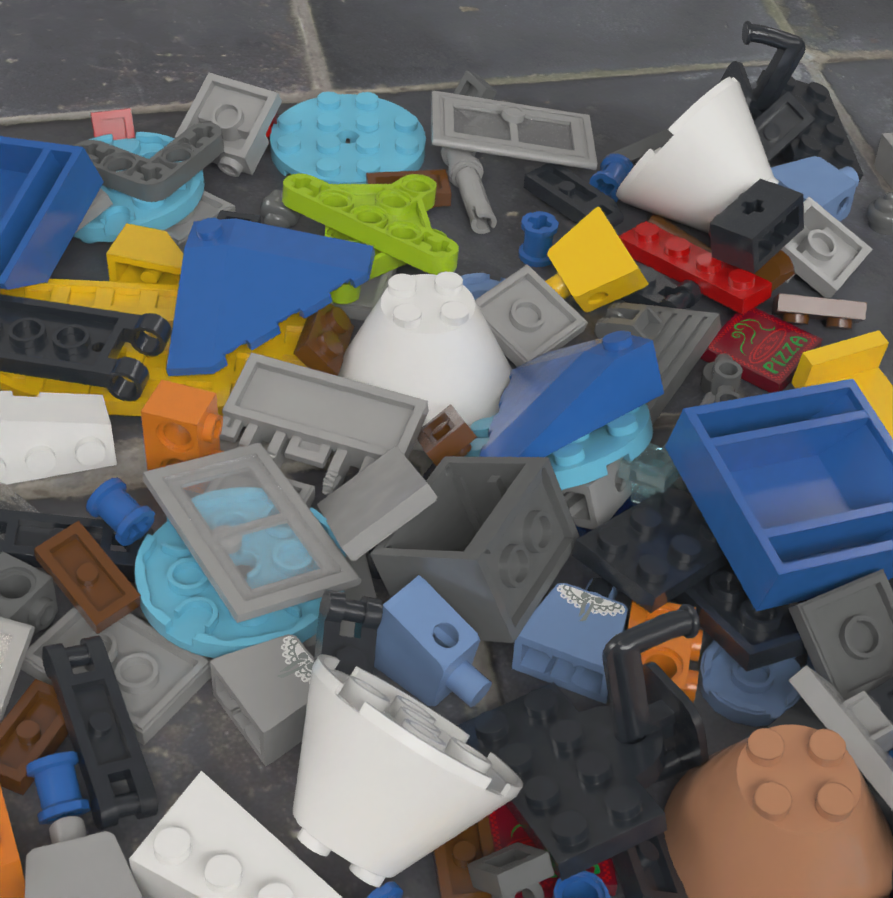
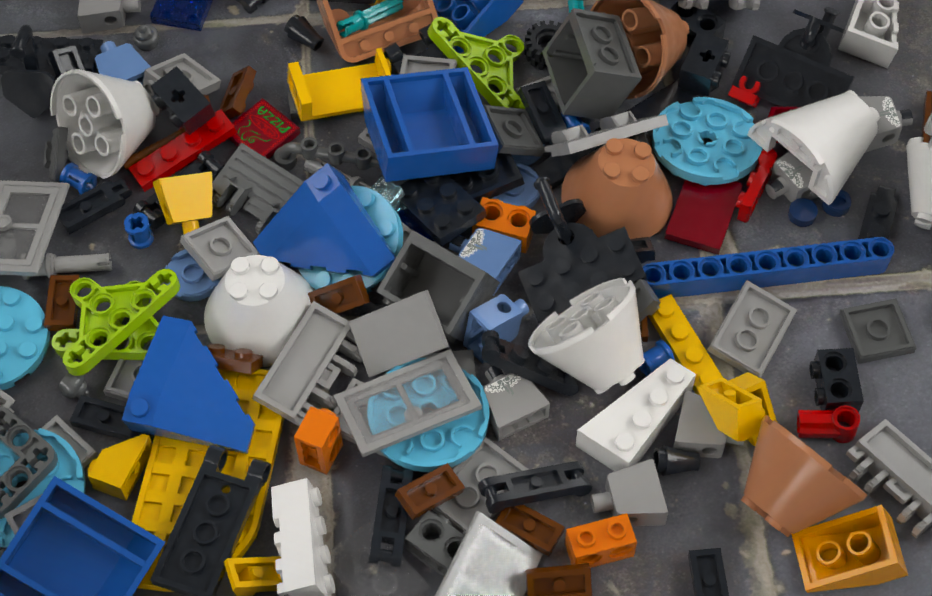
camera: 80 degrees left, 15 degrees up
(57, 787) = (570, 507): blue bush -> none
(120, 511) = (384, 471): blue bush -> none

